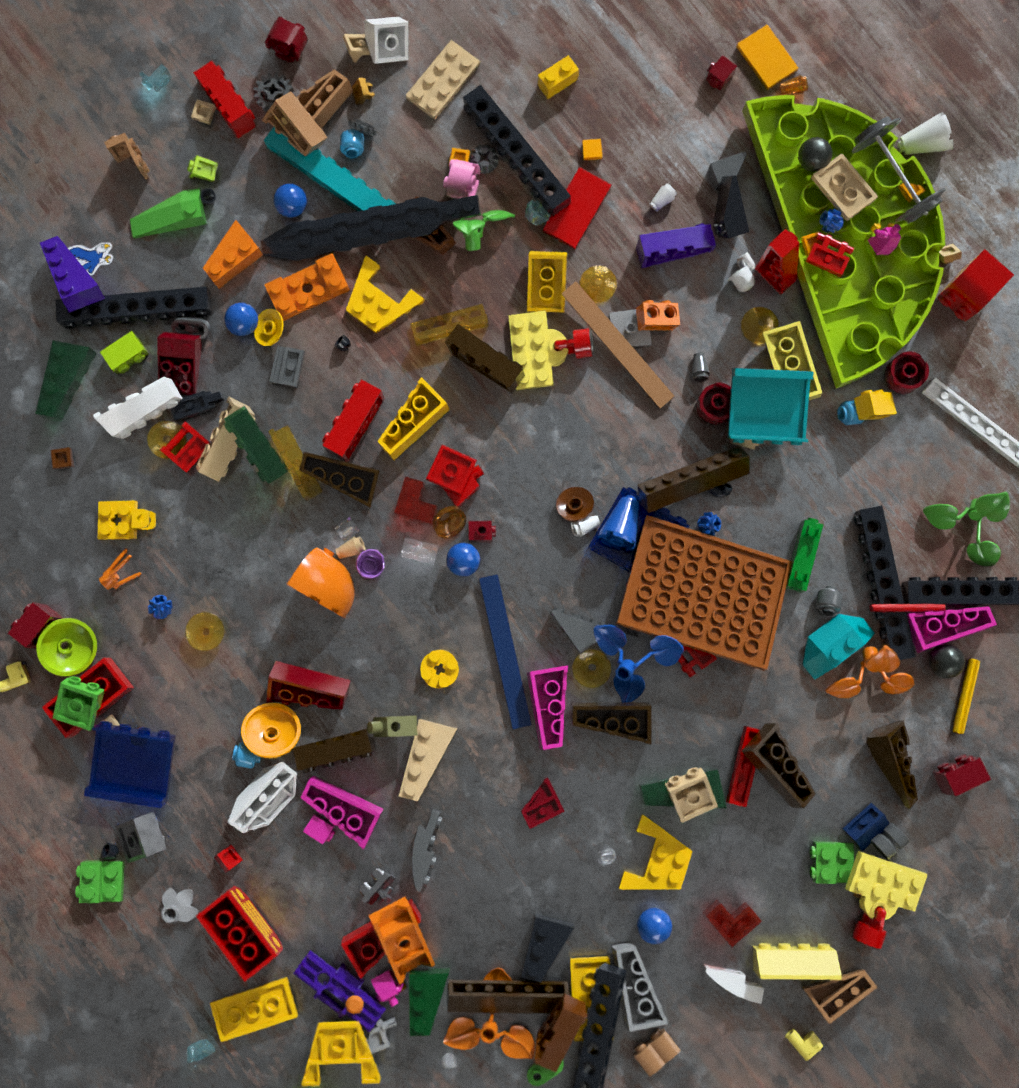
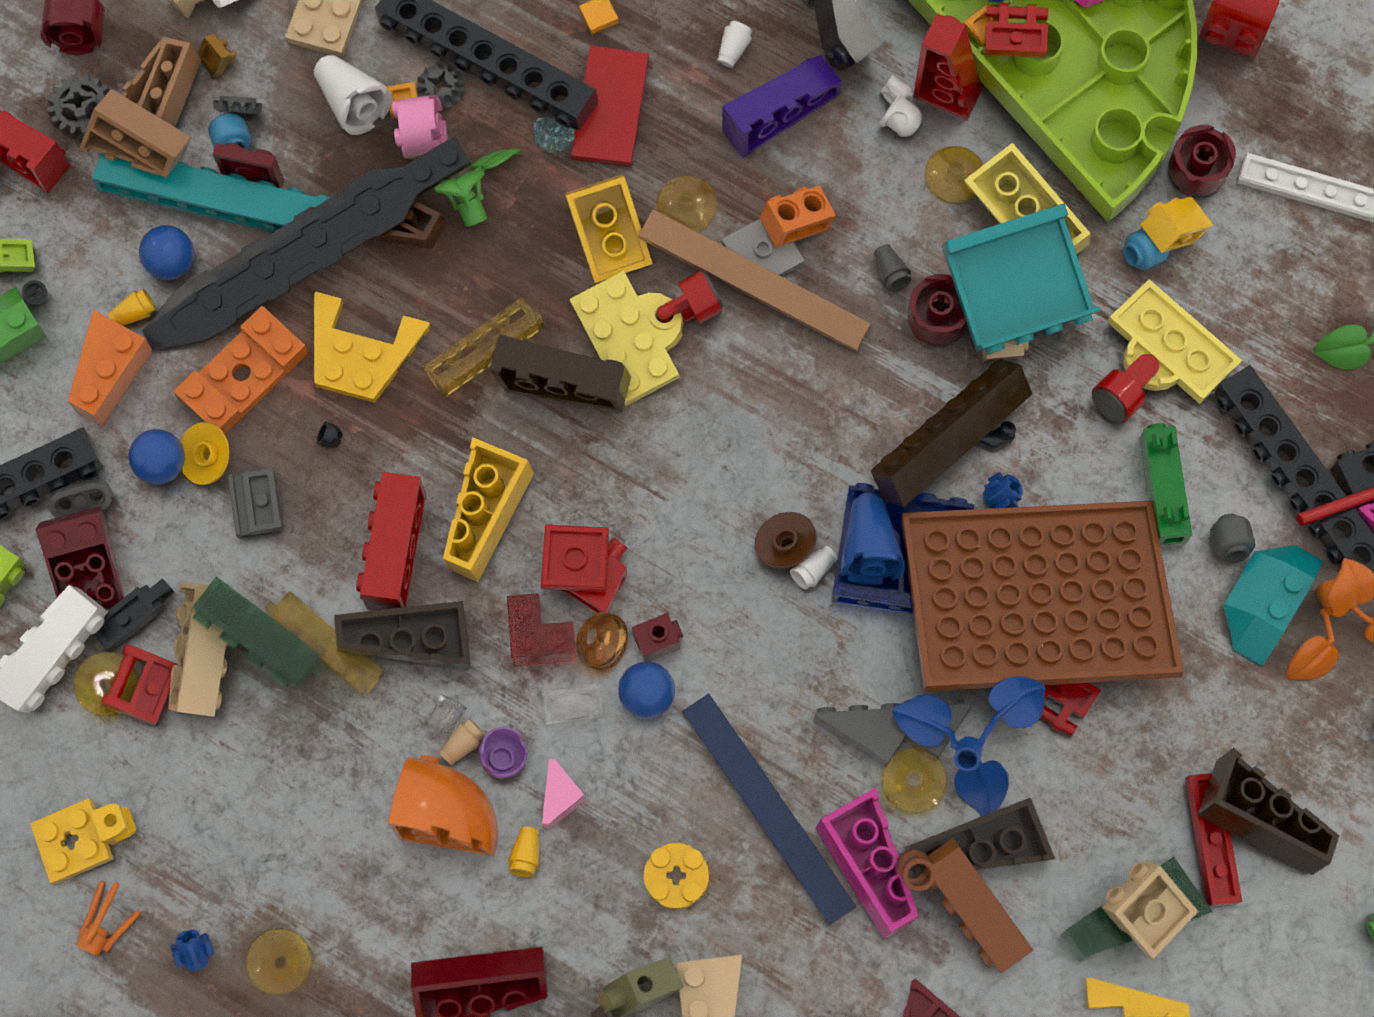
camera: 20 degrees left, 10 degrees down
(260, 226) = (133, 308): none -> yellow cone
(357, 167) = (252, 165): none -> dark red plate
(361, 624) = (525, 853): none -> yellow cone
(392, 600) = (561, 795): none -> bright pink slope
(430, 145) = (352, 94): none -> white cone
(594, 748) = (971, 899): none -> dark orange hinge
(836, 477) = (1162, 351): none -> light yellow plate

